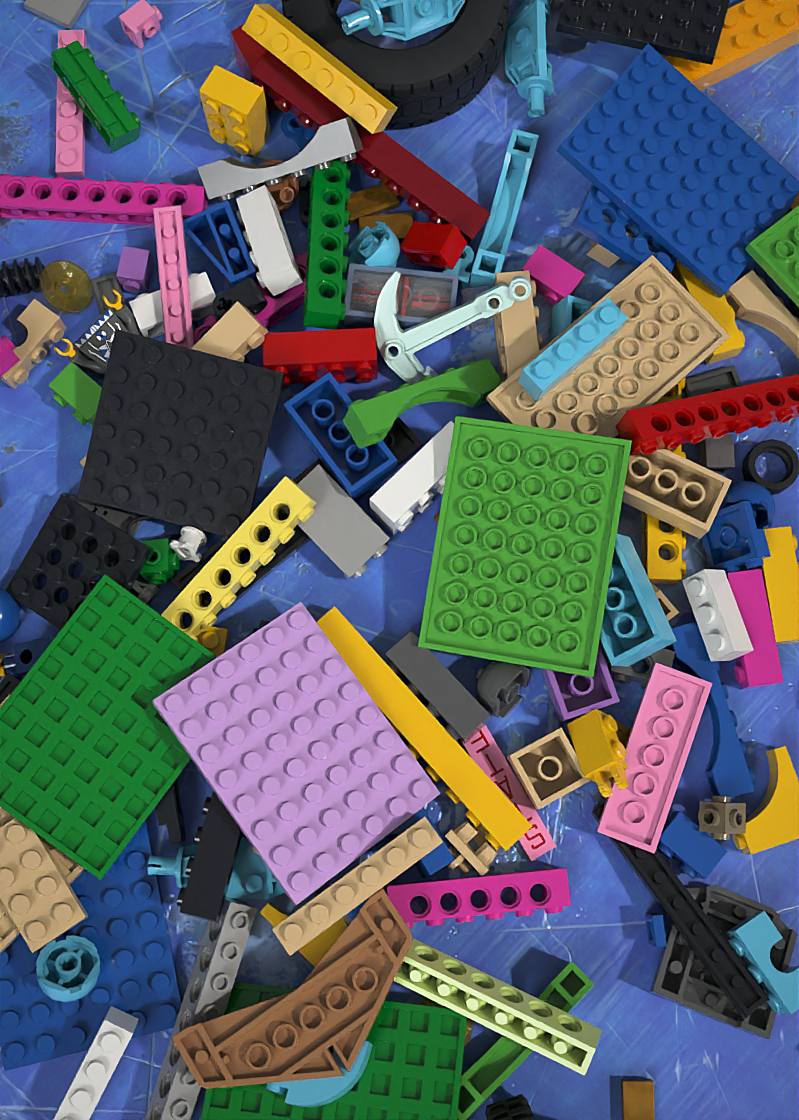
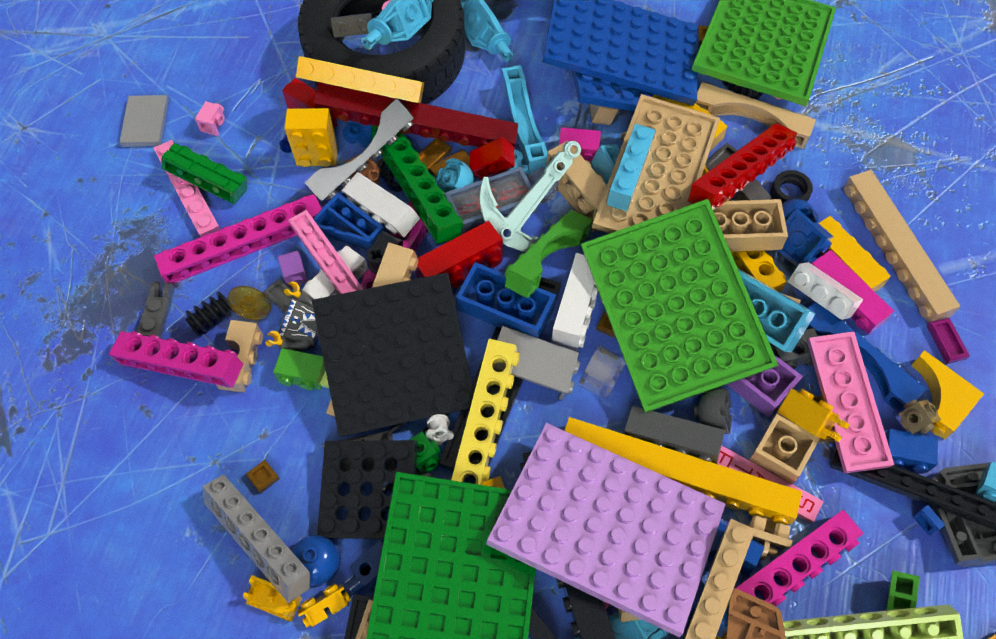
camera: 25 degrees left, 15 degrees down
(401, 573) = (600, 372): none -> clear brick

